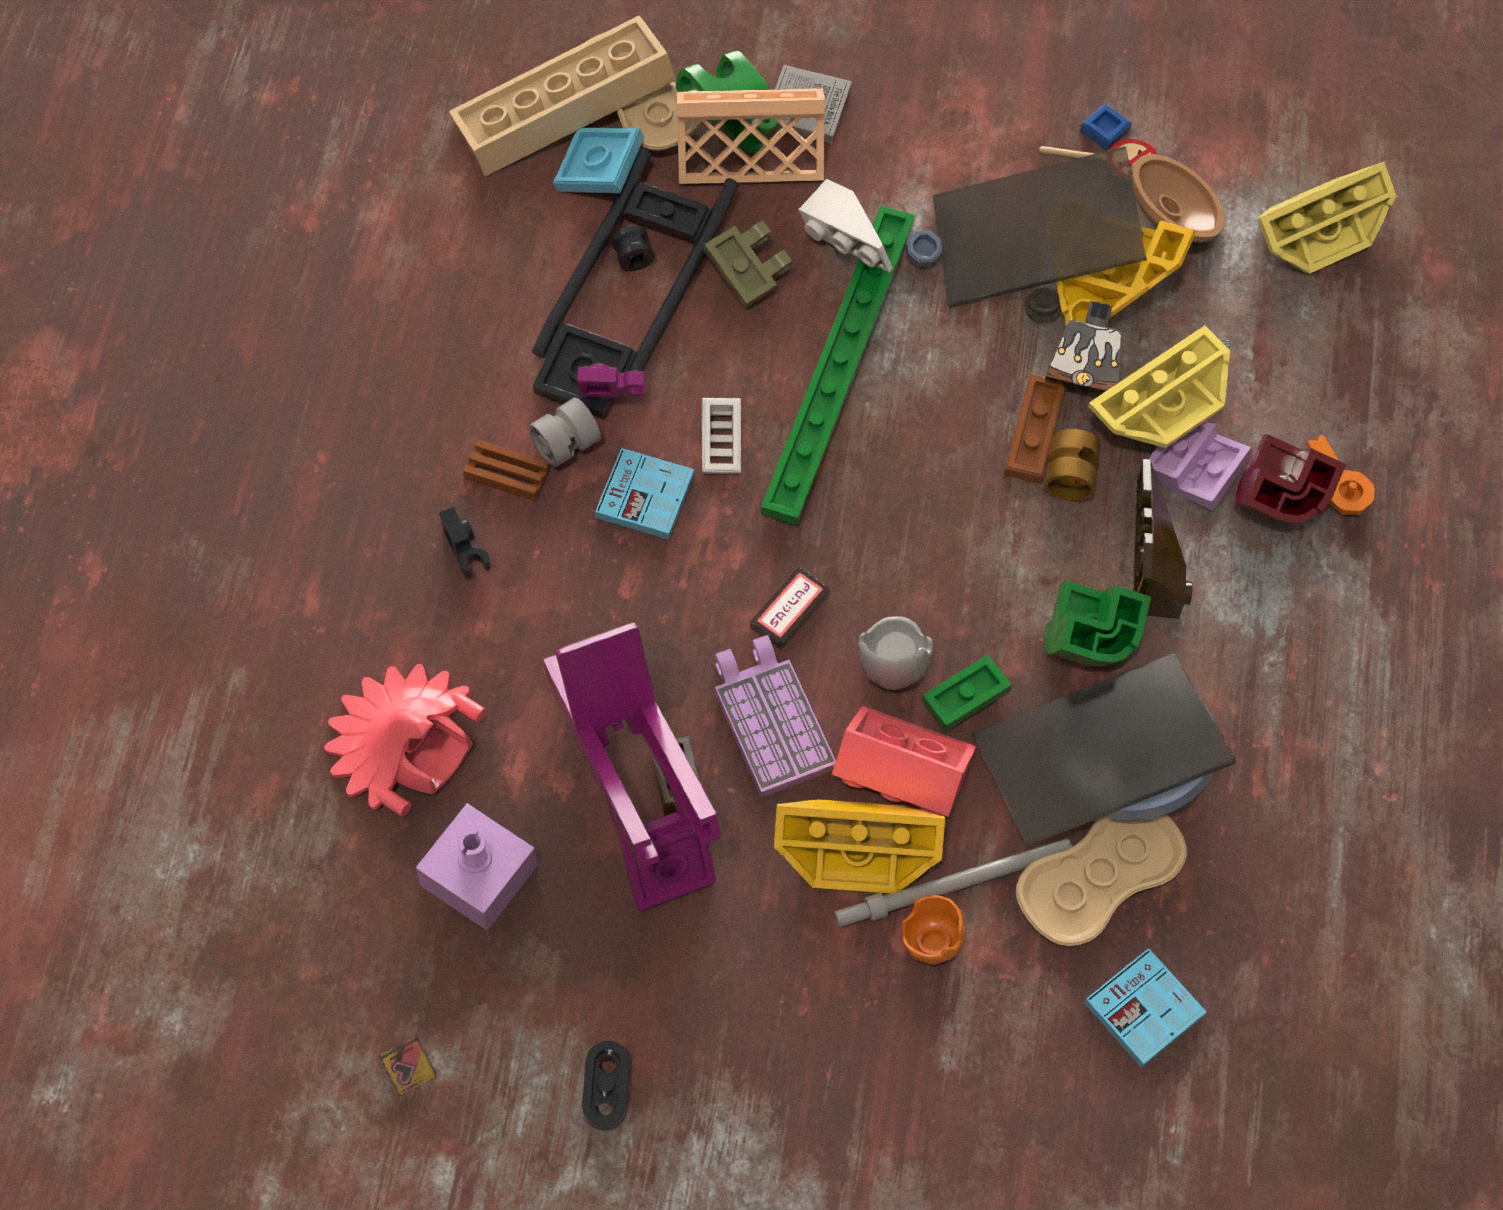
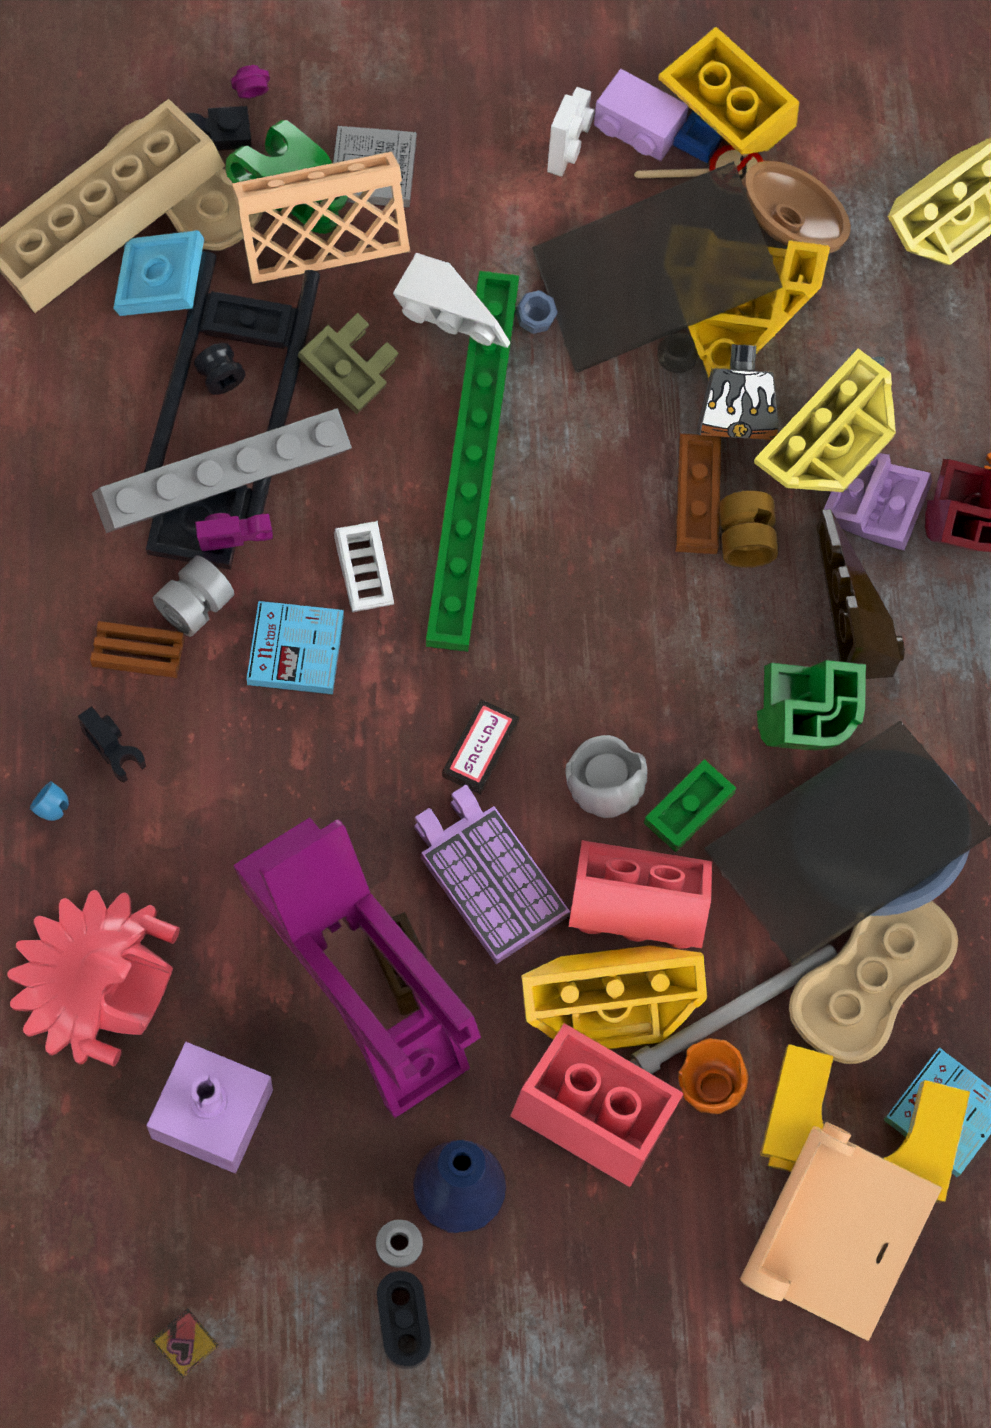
camera: 15 degrees left, 5 degrees up
(400, 584) = (50, 802): none -> dark azure hinge
(609, 328) = (221, 470): none -> light grey arch
(620, 1031) = (404, 1257): none -> light grey plate
(683, 978) = (459, 1186): none -> dark blue cone
(685, 49) = (225, 126): none -> black plate
(716, 16) = (250, 81): none -> magenta plate
(821, 933) = (596, 1104): none -> coral slope
(984, 98) = (572, 118): none -> white plate
(1012, 1083) = (833, 1225): none -> light nougat door
(1054, 99) = (640, 115): none -> lavender brick
(1100, 1048) = (797, 1107): none -> yellow arch
(1140, 93) = (732, 94): none -> yellow slope

